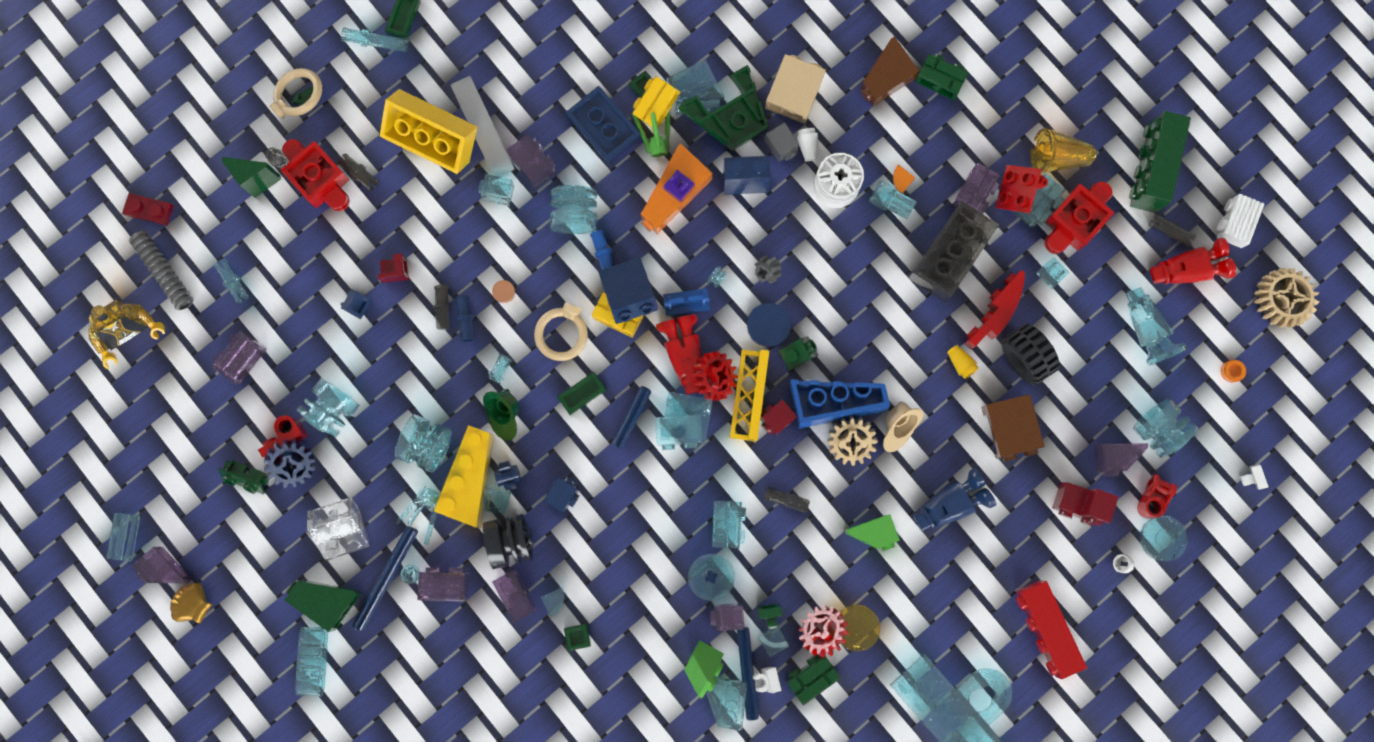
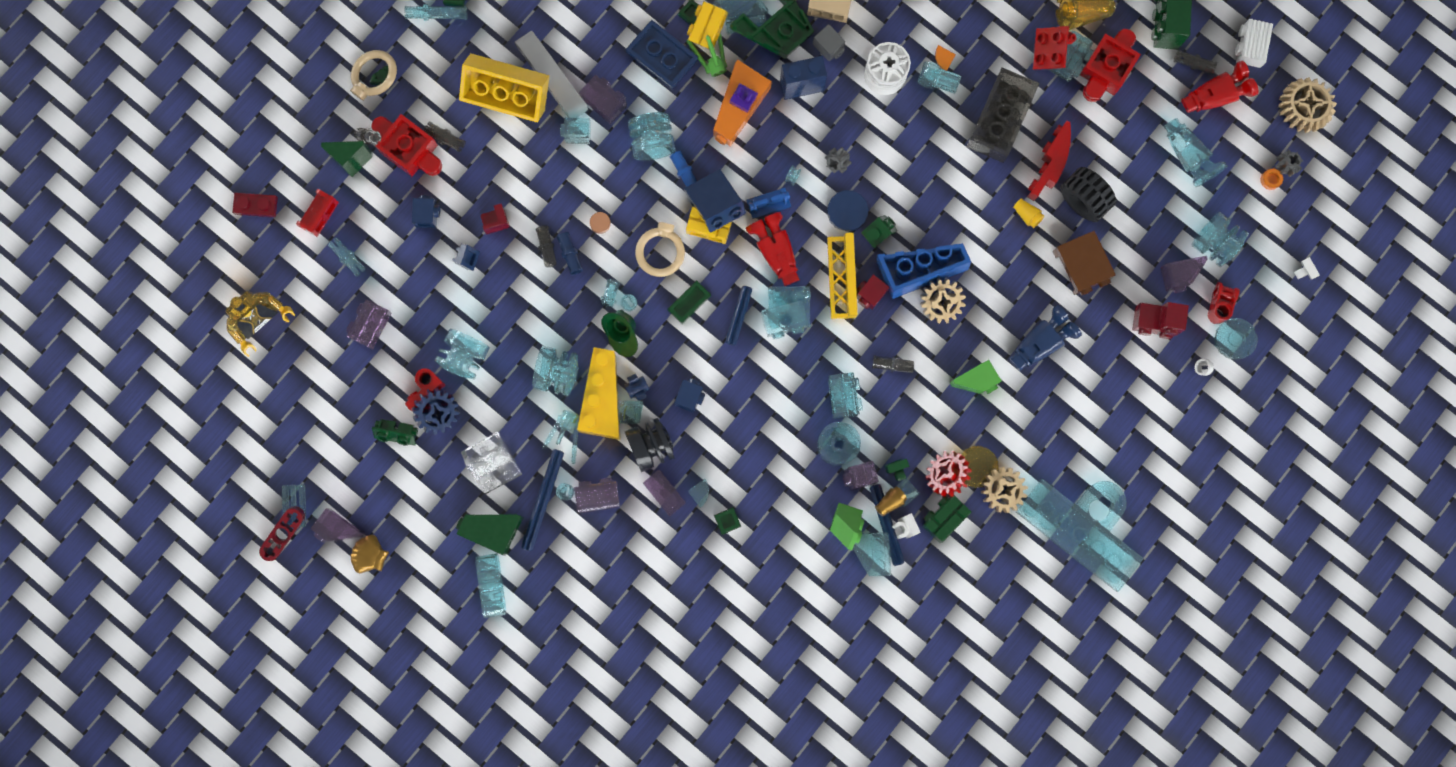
camera: 15 degrees left, 0 degrees up
(93, 566) = (278, 548): none -> dark red beam
(161, 270) = (279, 258): flat silver piece -> none
(210, 230) = (318, 213): none -> red hinge
(321, 248) = (425, 212): none -> dark blue brick
(522, 379) = (625, 305): none -> clear light blue hinge
(715, 376) = (808, 264): red gear -> none
(755, 650) = (892, 500): none -> pearl gold cone
(808, 143) = (853, 40): white cone -> none
(890, 656) = (1009, 496): none -> tan gear
(900, 425) = (983, 279): tan piece -> none
(977, 188) = (1013, 53): clear purple brick -> none
(1050, 629) = (1150, 436): red brick -> none
(1052, 272) = (1095, 119): clear light blue tile -> none
(1255, 357) = (1289, 163): none -> dark grey gear

